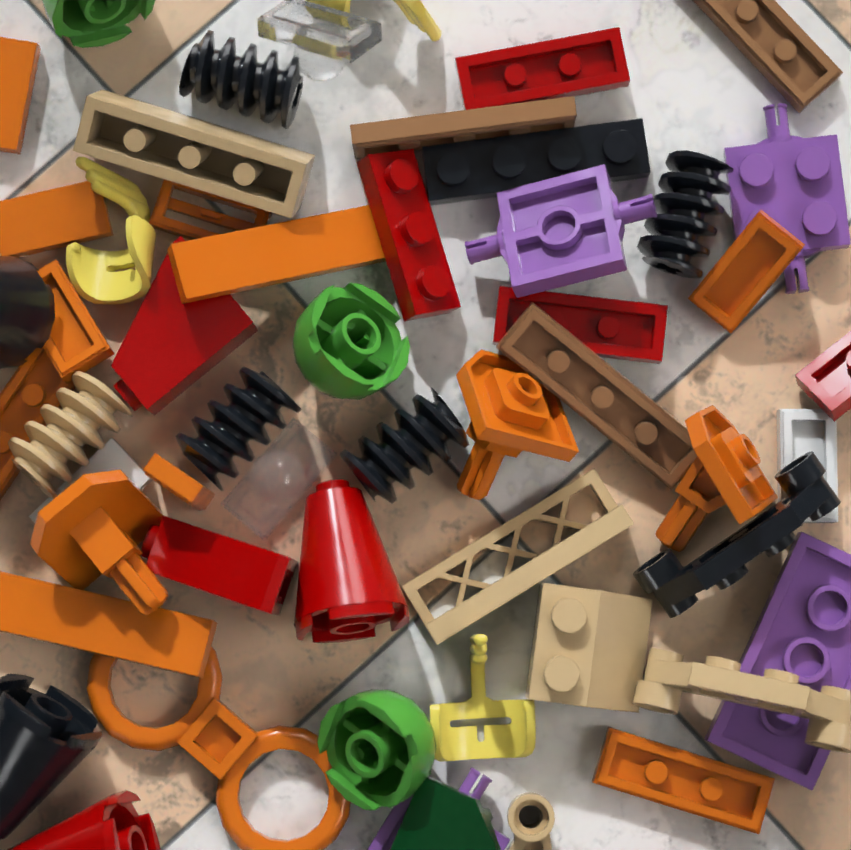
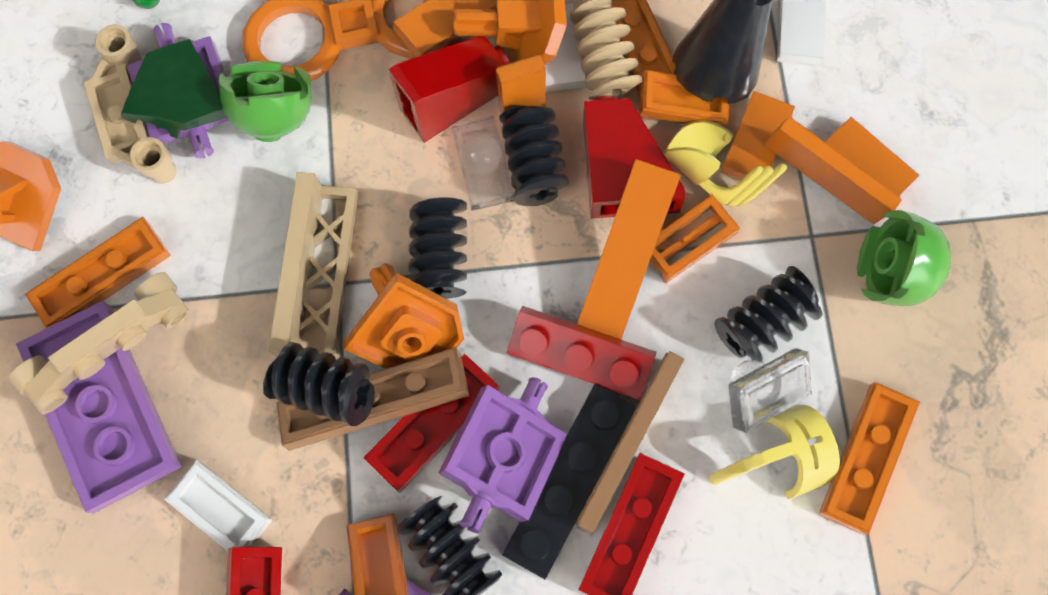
camera: 130 degrees right, 10 degrees down
(44, 116) = (832, 171): none -> orange tile
(193, 152) = (738, 246): tan brick -> none
(344, 570) = (390, 153): red cone -> none
(350, 342) = (531, 255): bright green cylinder -> none
(500, 740) = (238, 153): light yellow helmet -> none
(588, 647) = (221, 270): tan slope -> none
(630, 442) = (320, 384): none -> black piece
(720, 475) = (251, 437): orange piece -> none
(769, 533) = (191, 426): black plate -> none

